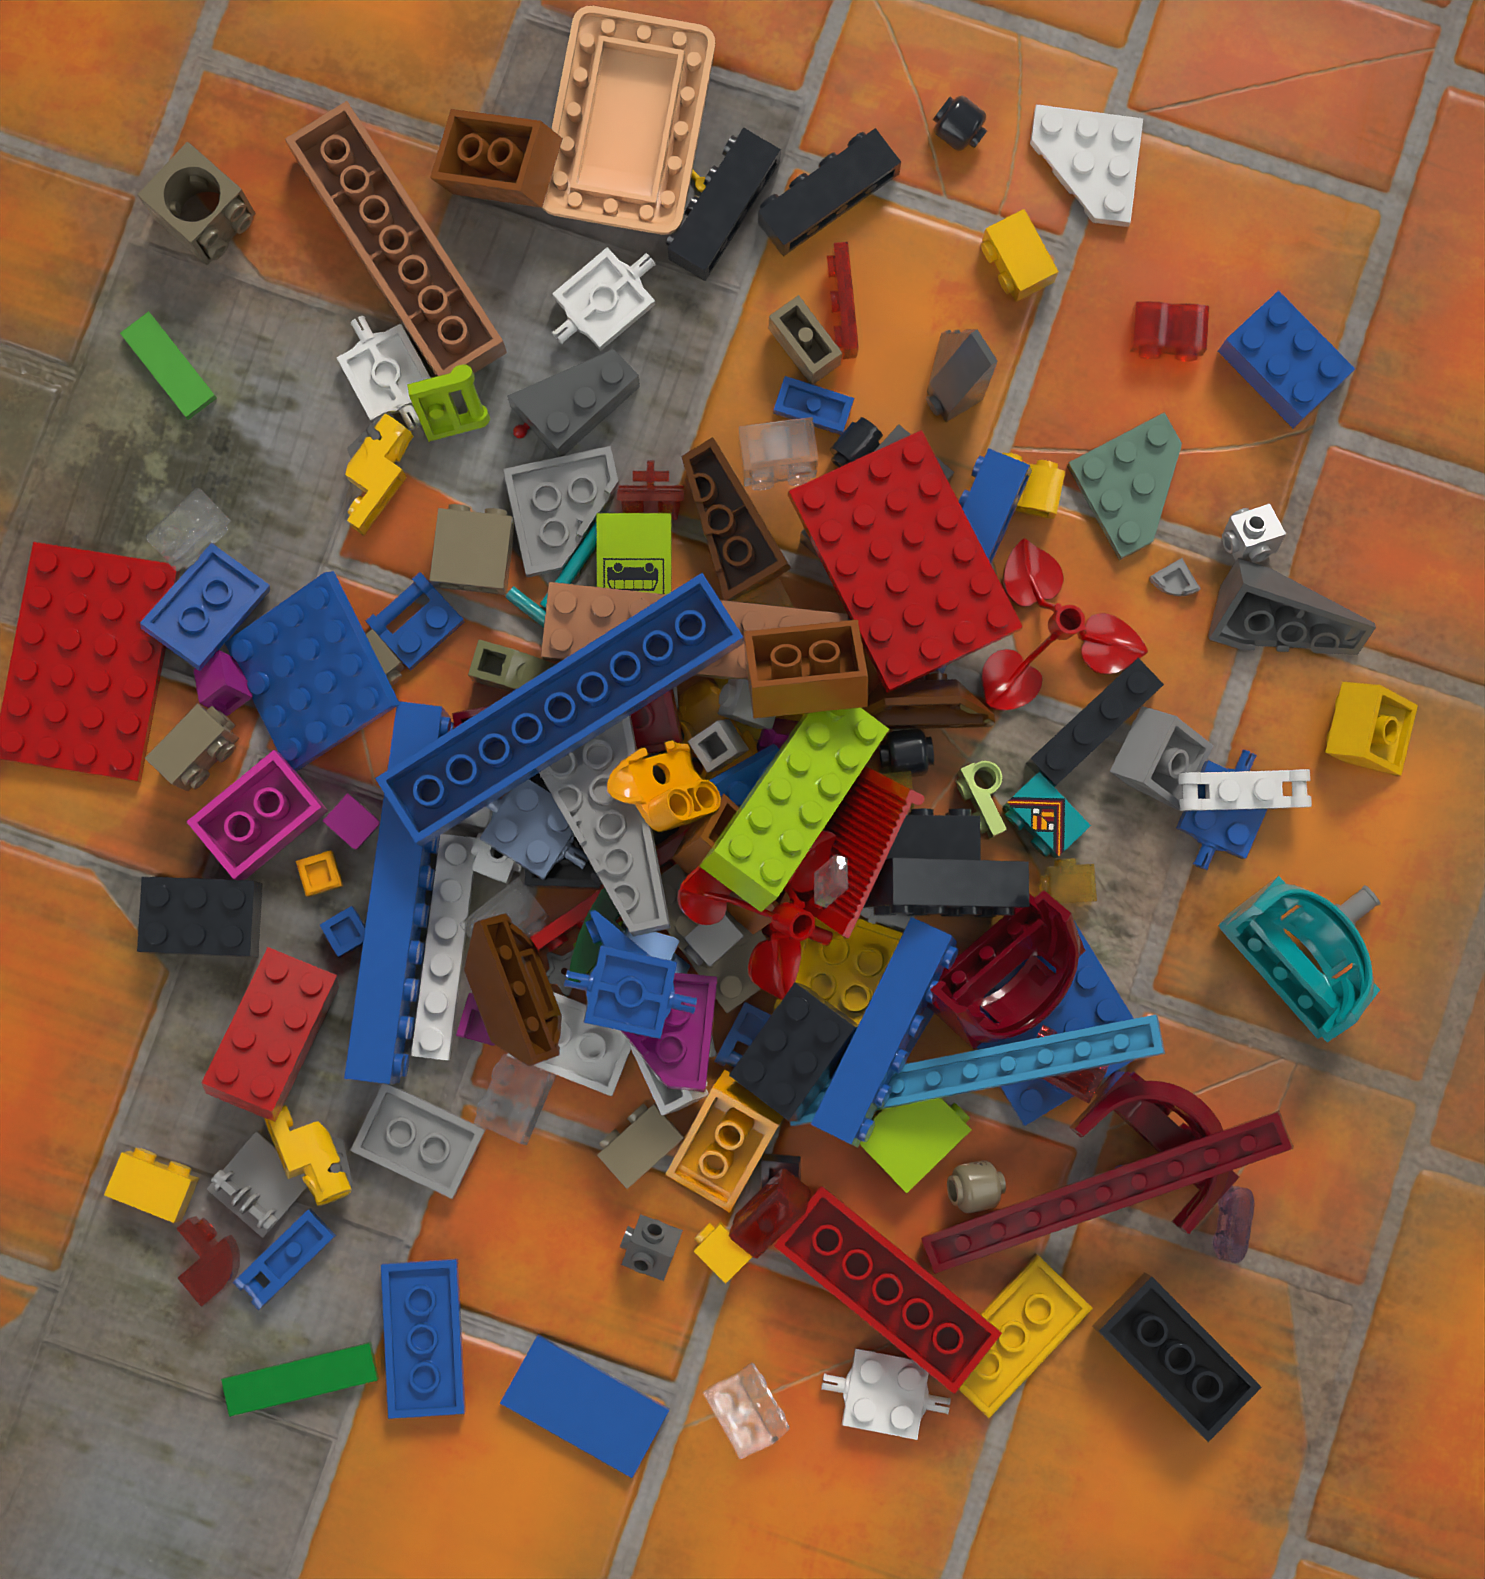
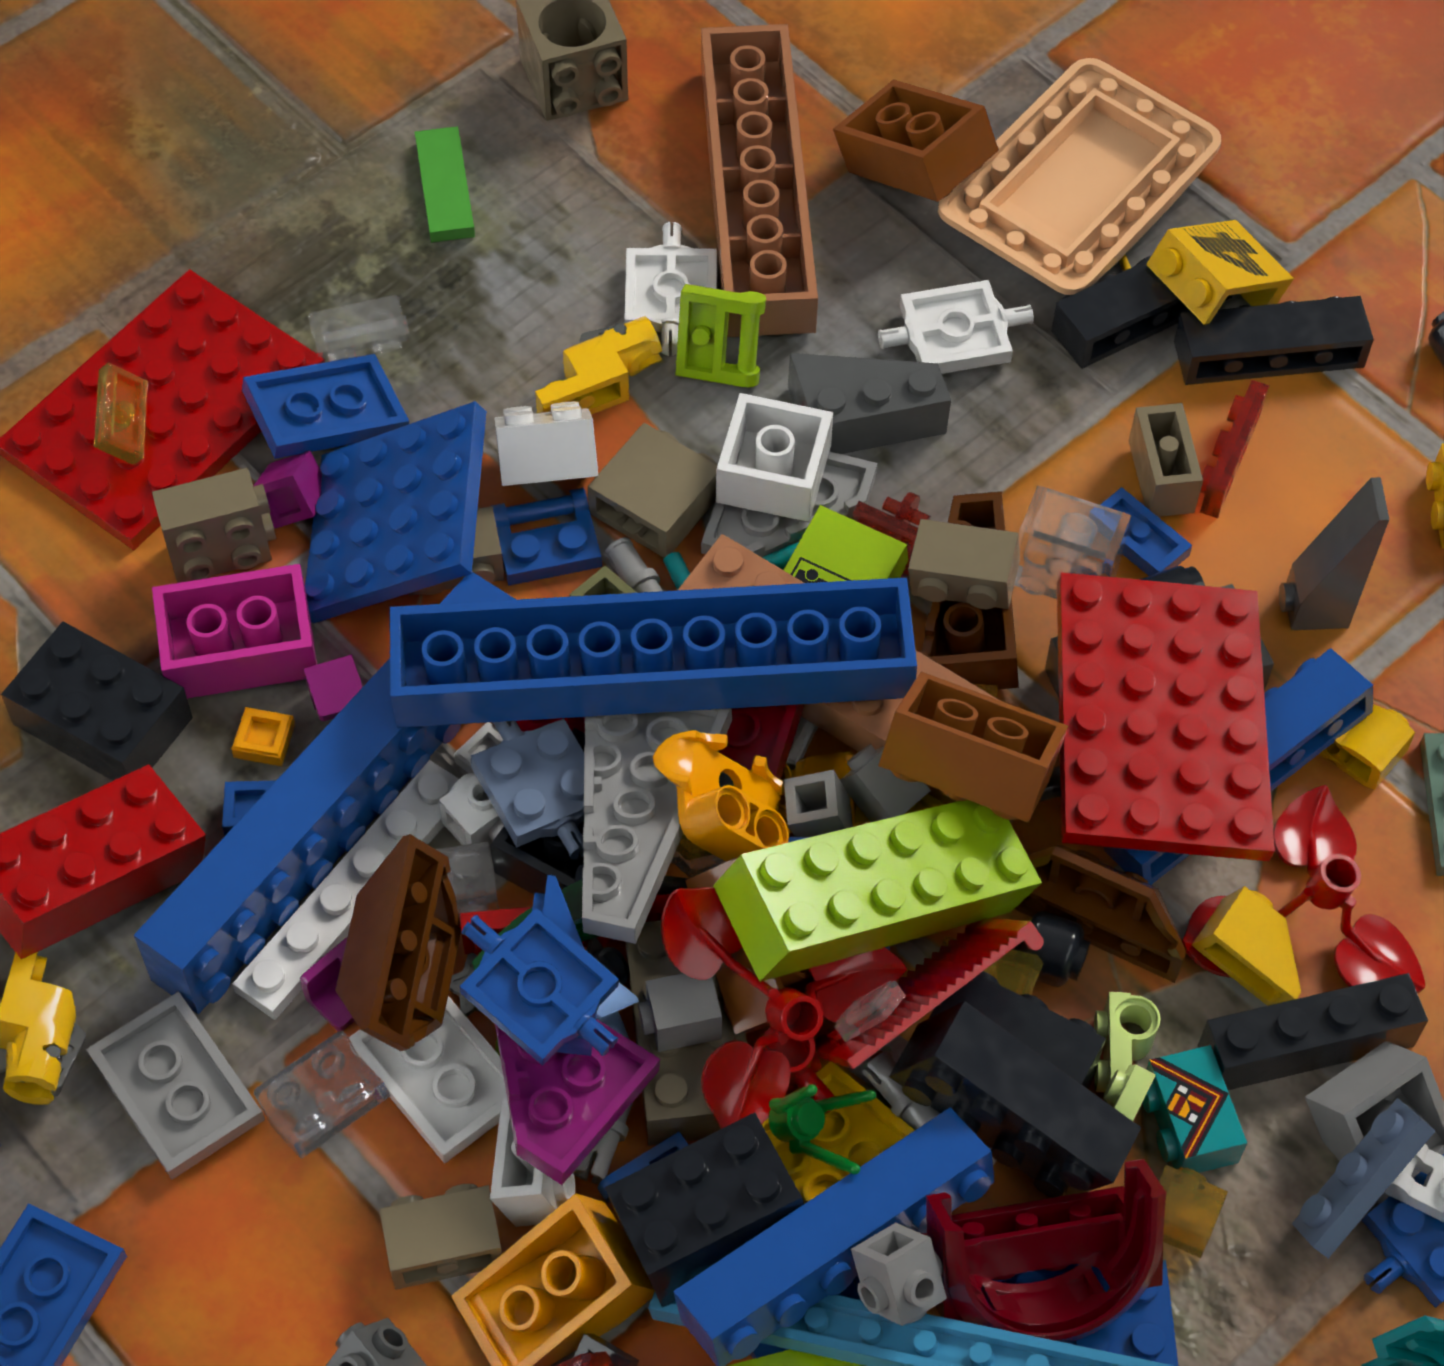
camera: 30 degrees right, 25 degrees down
(71, 695) = (121, 413): none -> clear yellow plate
(381, 563) = (546, 444): none -> white brick
(502, 626) = (631, 566): none -> light grey pin
(544, 491) = (774, 457): none -> white brick
(720, 516) = (964, 564): none -> dark tan brick
(767, 157) = (1217, 261): none -> yellow panel
(821, 963) = (801, 1118): none -> green plant
(938, 1046) = (899, 1274): none -> light grey brick
(1007, 837) = (1128, 1090): none -> yellowish green plate
(1031, 685) = (1252, 946): none -> yellow slope
(1170, 812) = (1362, 1177): none -> sand blue plate

